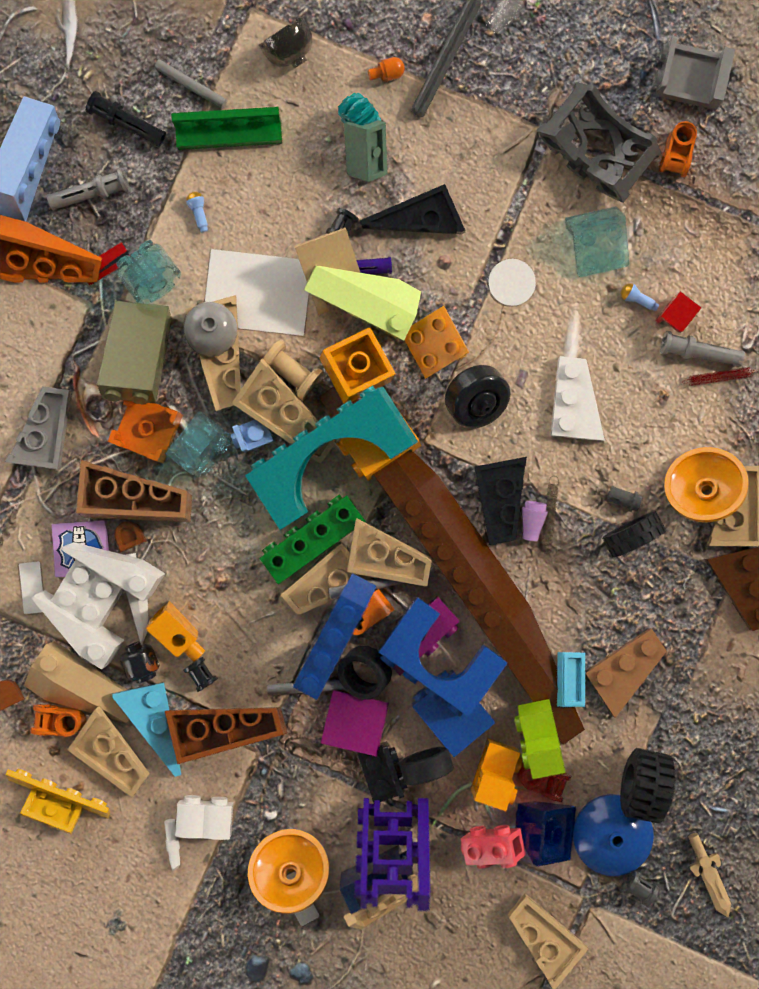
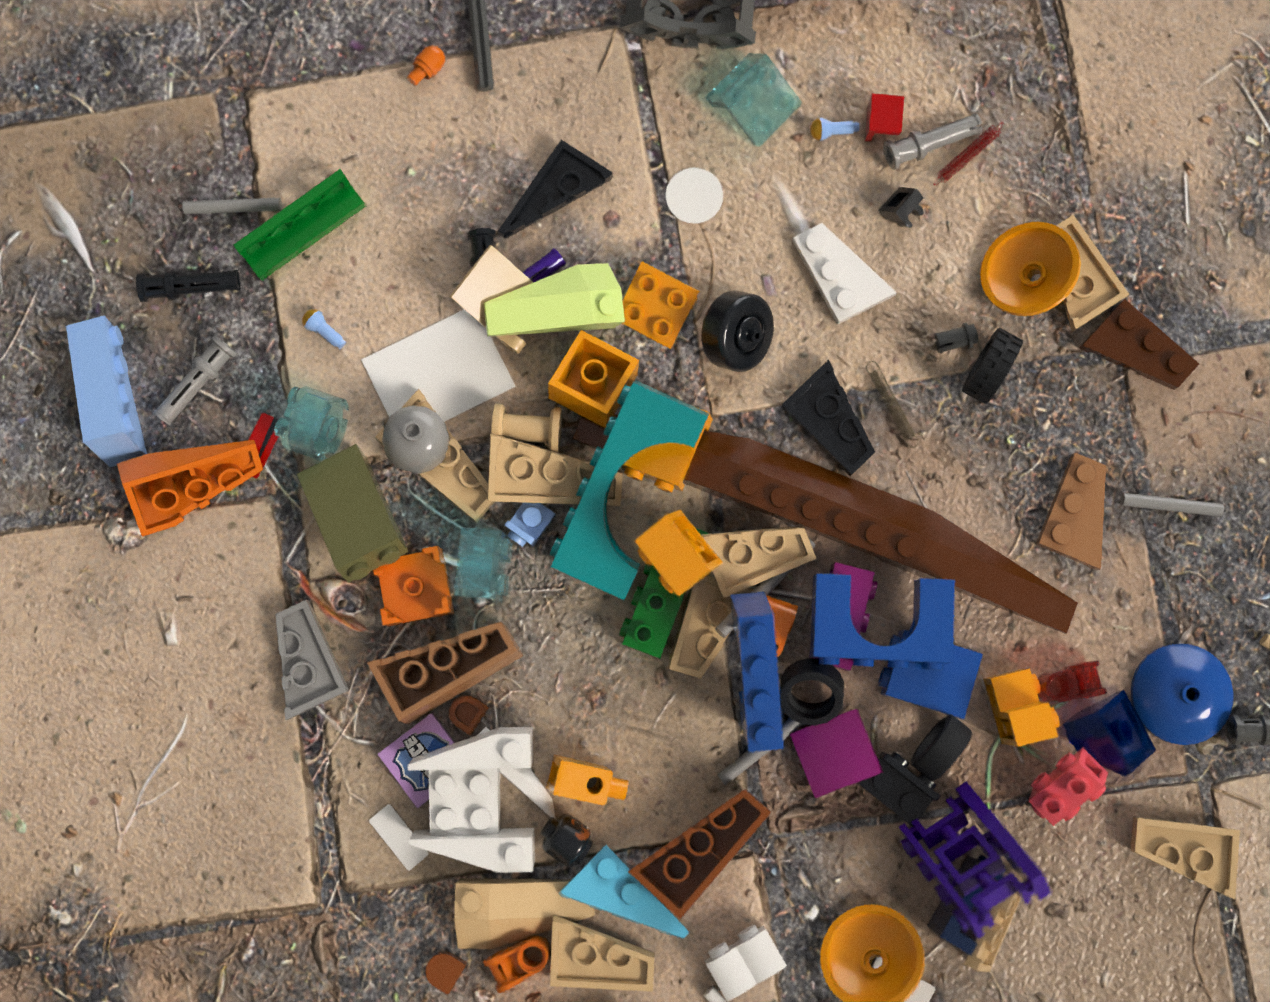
camera: 30 degrees left, 5 degrees down
(200, 674) = (639, 809): black bush -> none
(289, 44) = (310, 101): clear smoke cylinder -> none
(332, 523) = (677, 552): none -> light orange brick
(357, 110) = (429, 127): teal gear -> none
(366, 150) = (458, 156): sand green panel -> none
(533, 519) = (878, 419): lavender cone -> none
(541, 743) = (1044, 643): lime brick -> none
(571, 679) = (1028, 558): medium azure tile -> none
(647, 785) = (1183, 614): black tyre -> none
(649, 382) = (901, 204): none -> black tile
(693, 706) = (1172, 504): none -> light grey bar

